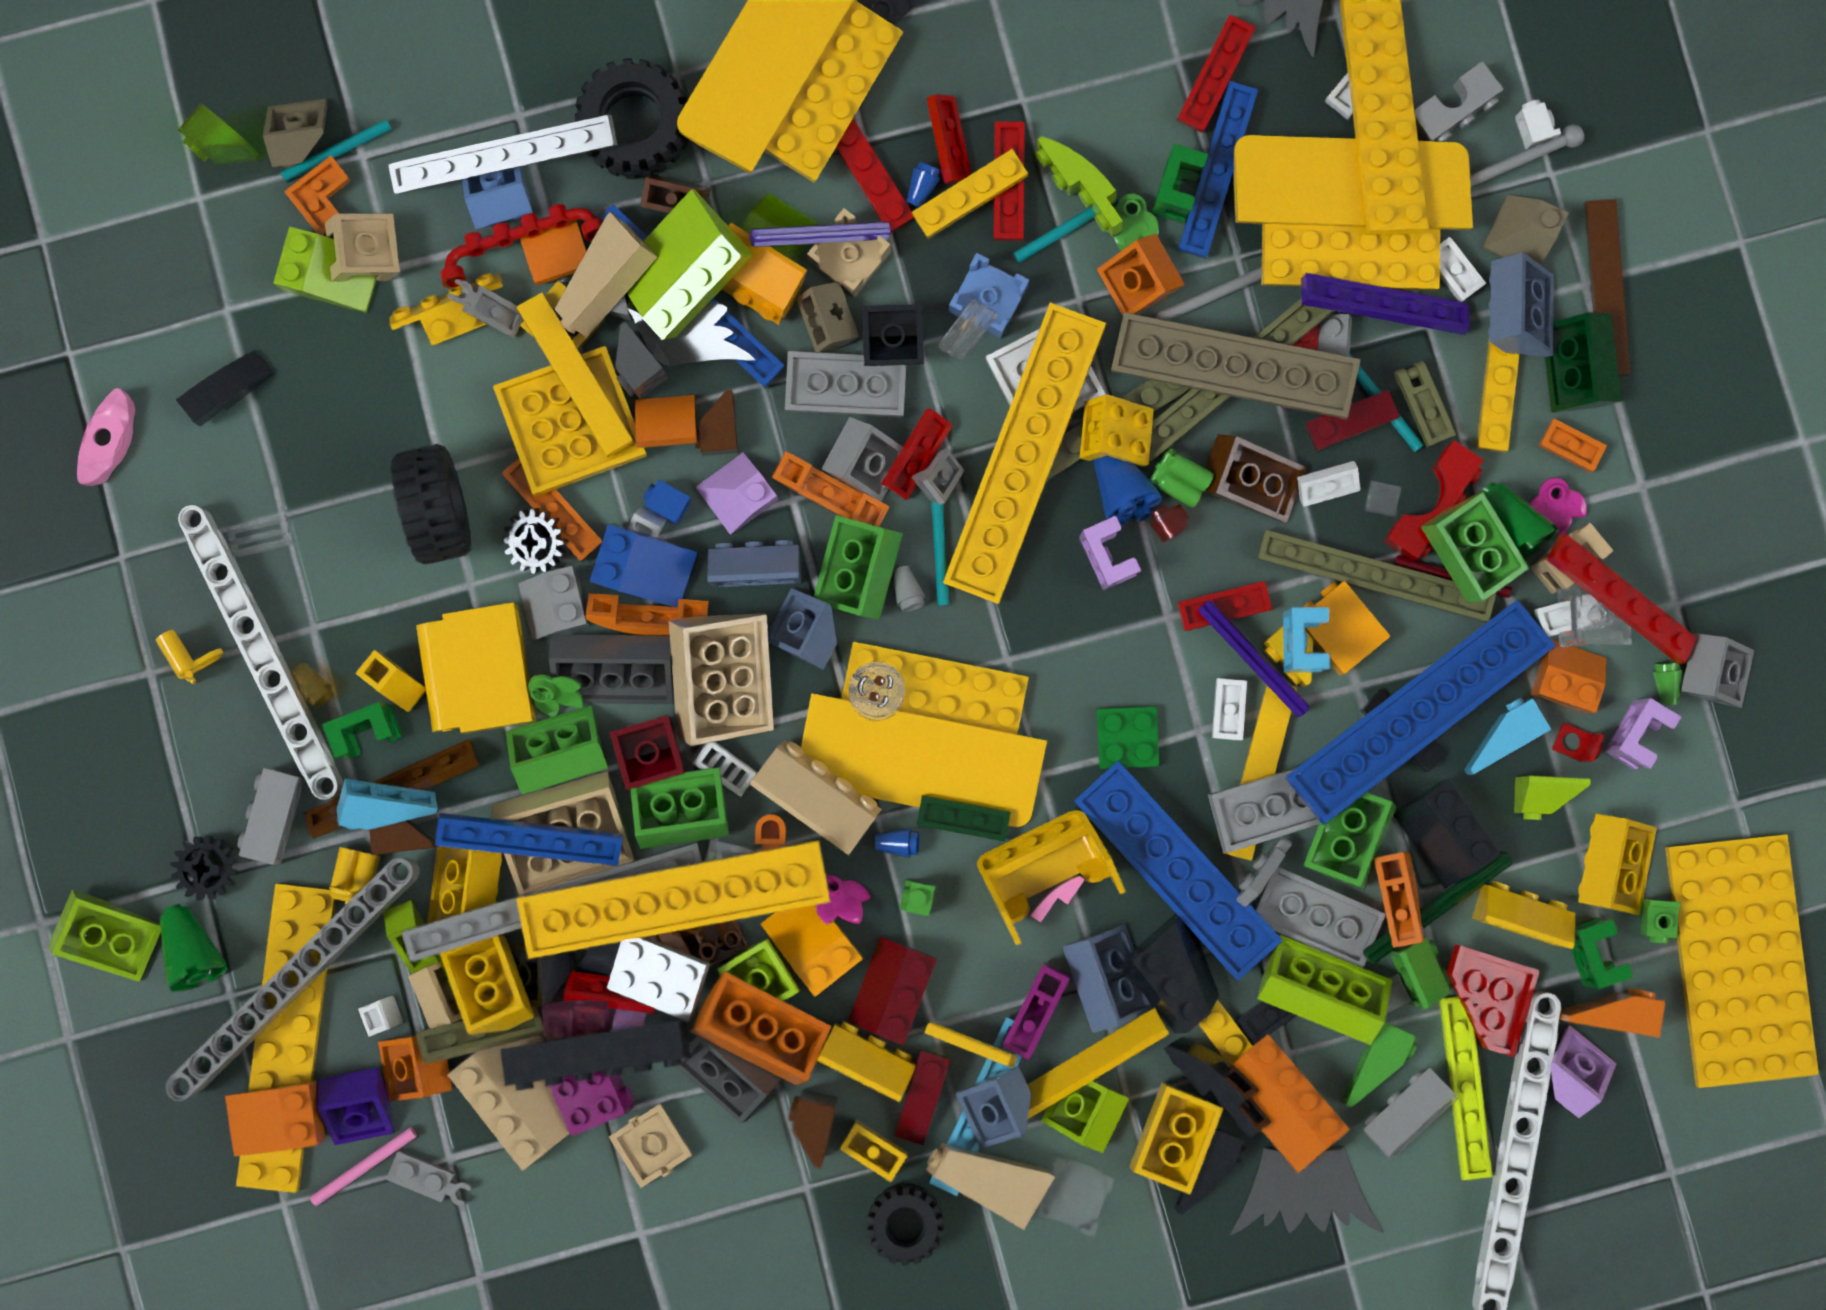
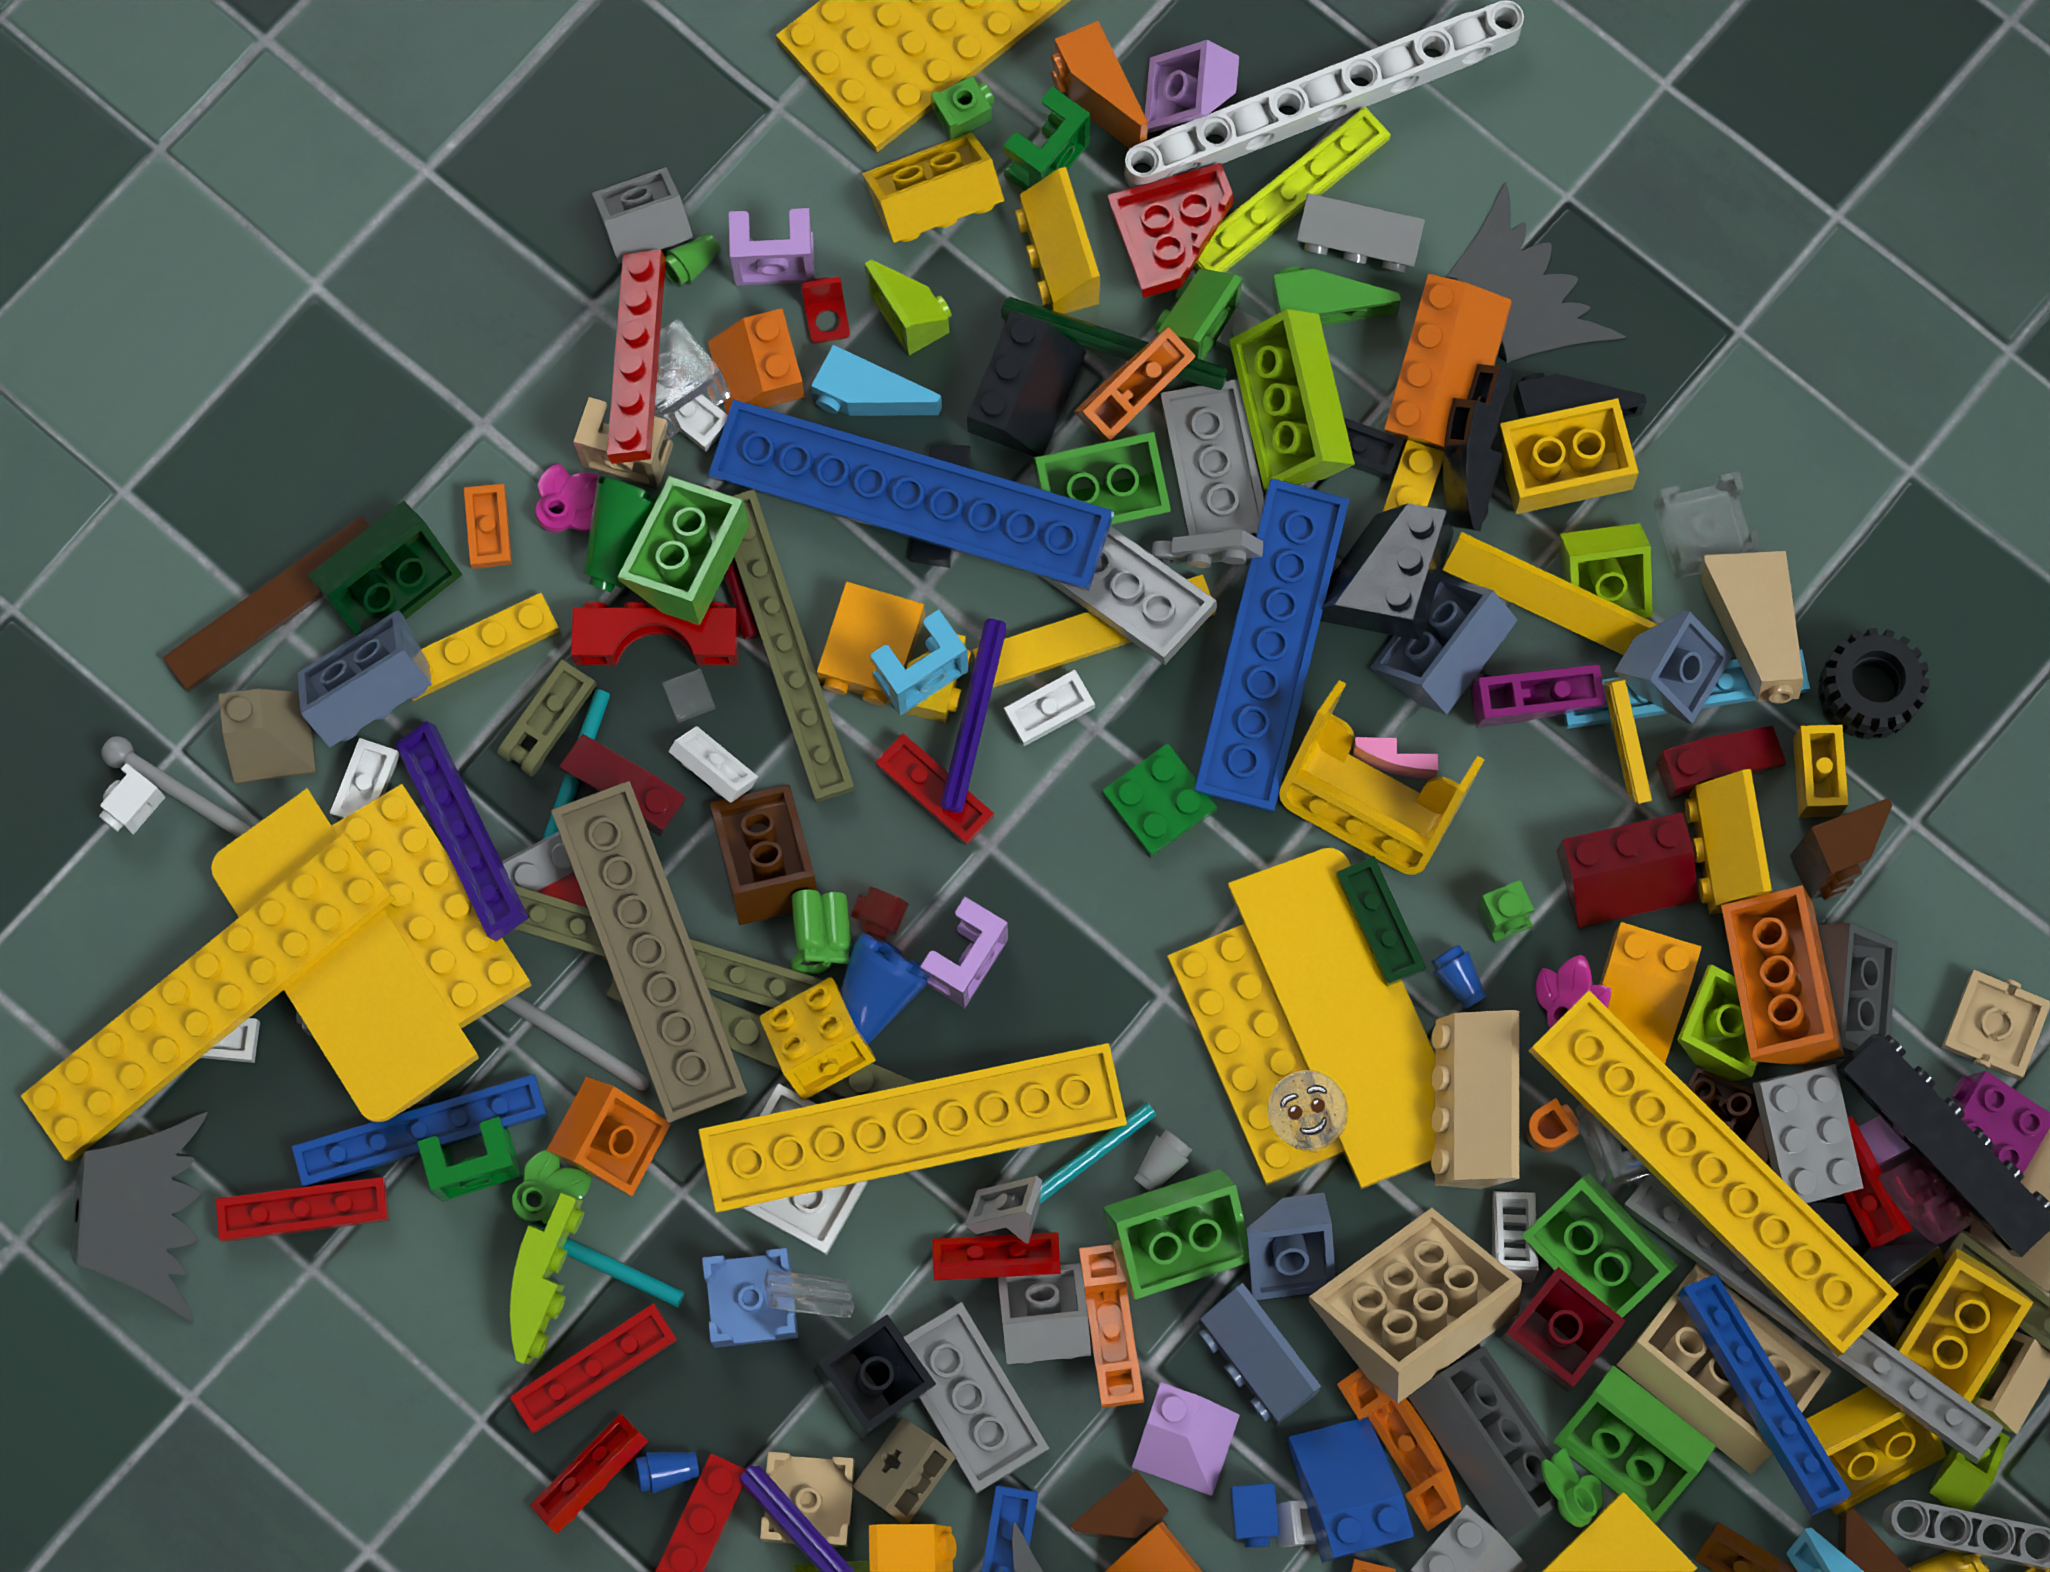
camera: 120 degrees left, 10 degrees down
(970, 194) = (641, 1401): yellow plate -> none
(1477, 91) = (132, 892): light grey arch -> none

